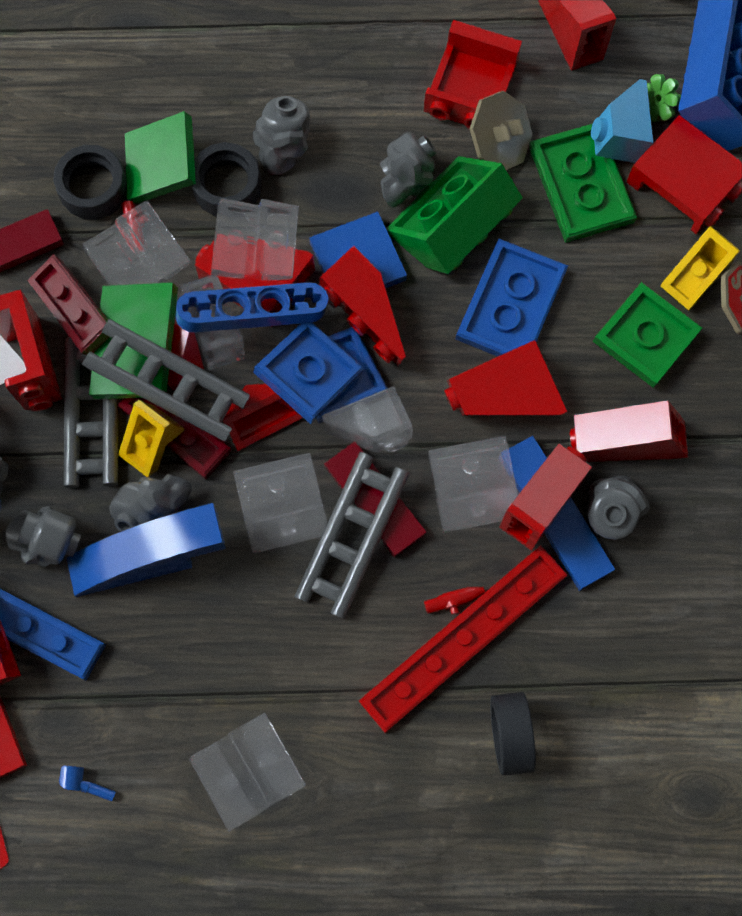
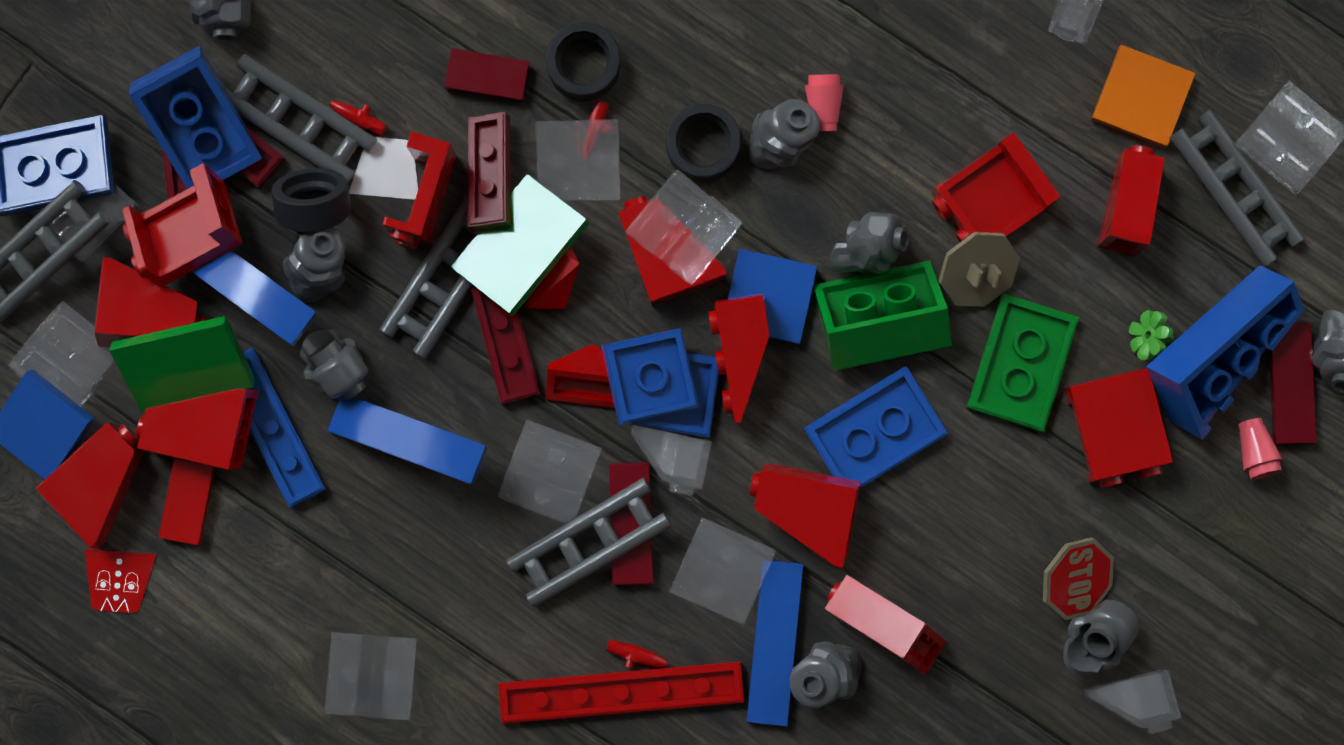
camera: 40 degrees right, 10 degrees up
(72, 777) = (227, 583): blue hand -> none
(143, 387) = (496, 299): dark grey bar -> none
(147, 437) = (477, 339): yellow slope -> none
(148, 500) = (437, 398): dark grey head -> none
(160, 158) = (658, 82): tile -> none
(217, 346) = (599, 273): clear slope -> none
(250, 299) = (639, 285): blue beam -> none
(294, 84) = (825, 97): none -> coral cone
(545, 495) = (771, 626): red slope -> none
(624, 126) = (1095, 340): dark azure slope -> none
(647, 335) = (969, 545): green plate -> none
(700, 268) = (1056, 521): yellow slope -> none

